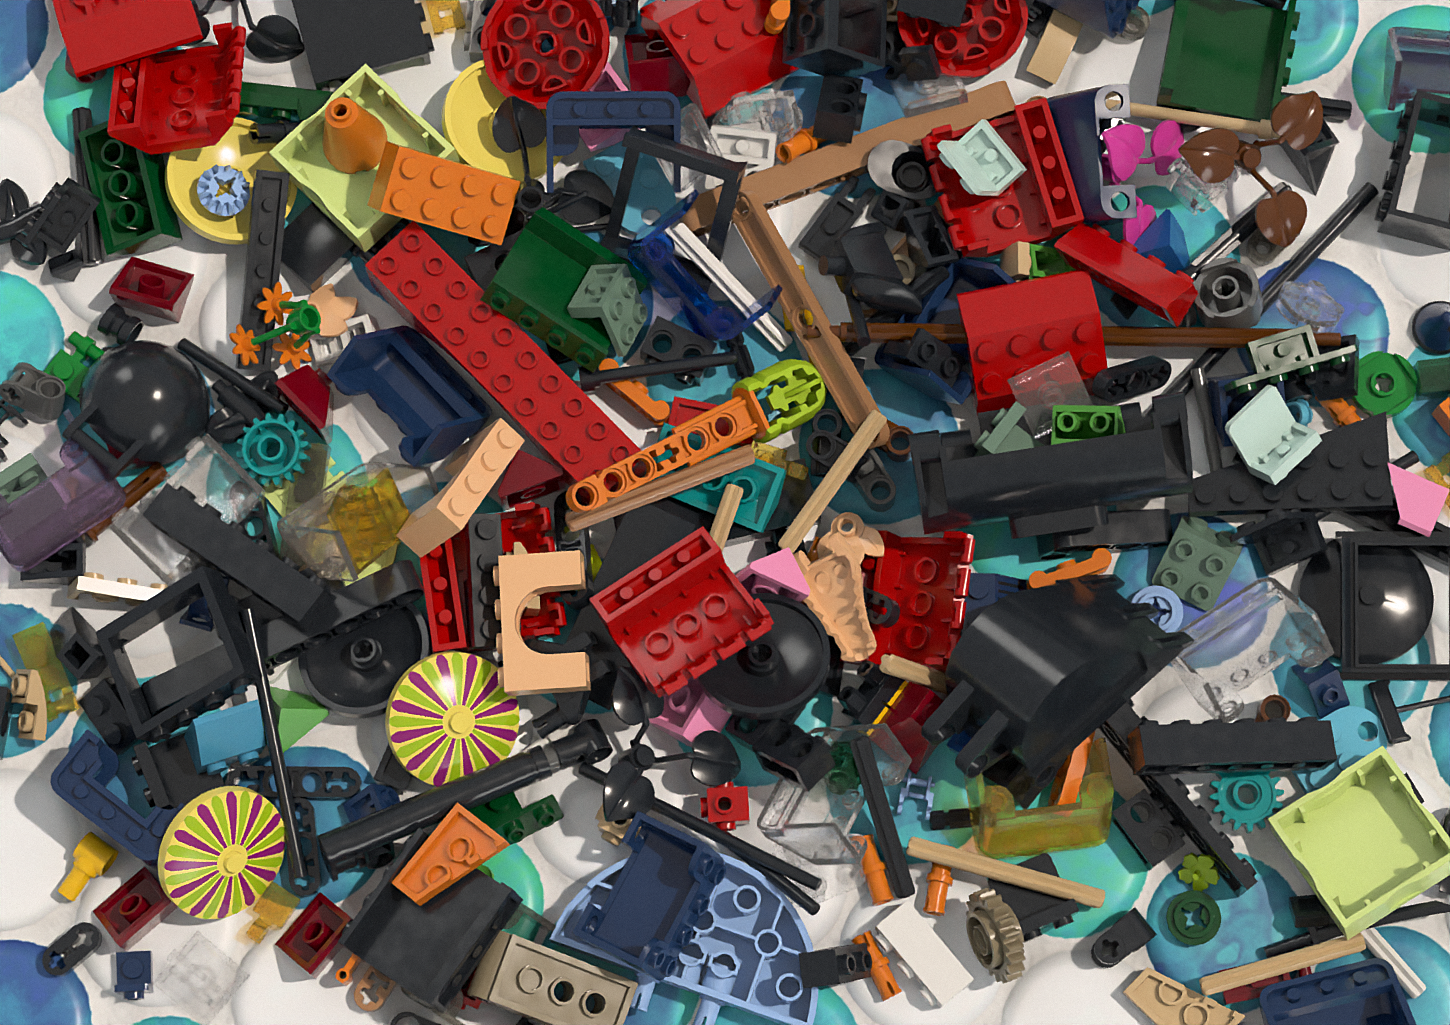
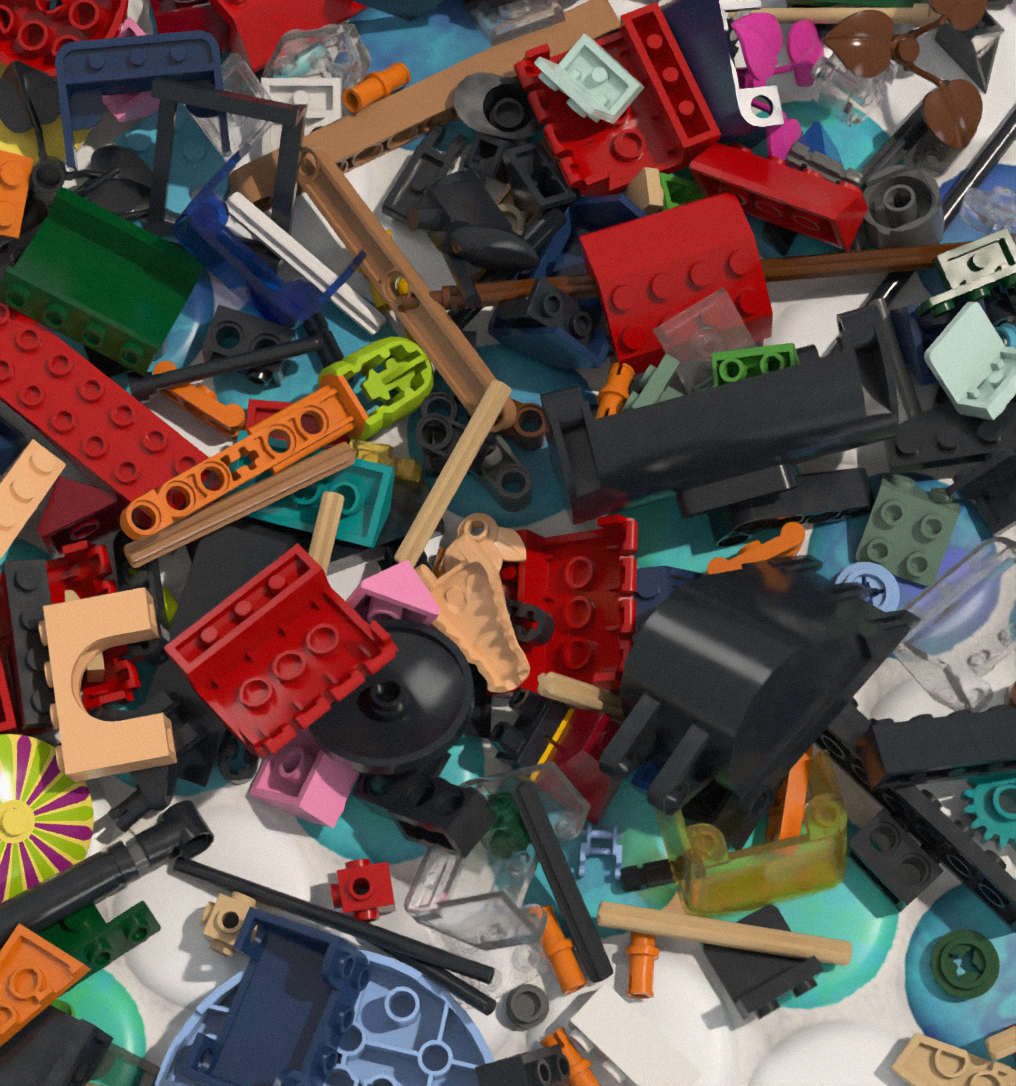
camera: 10 degrees left, 5 degrees down
(613, 295) = (164, 286): sand green bracket -> none
(624, 788) = (230, 877): black plant -> none
(839, 108) = (413, 45): black brick -> none
(844, 910) = (527, 1006): none -> dark grey plate
(969, 431) = (616, 390): none -> orange pin
(995, 935) = (722, 1014): dark tan gear -> none
(1121, 374) = (813, 323): black beam -> none
(1125, 936) = (883, 998): black piece -> none
(1166, 253) = (831, 169): none -> dark grey axle
(1199, 871) = (963, 904): lime plant -> none

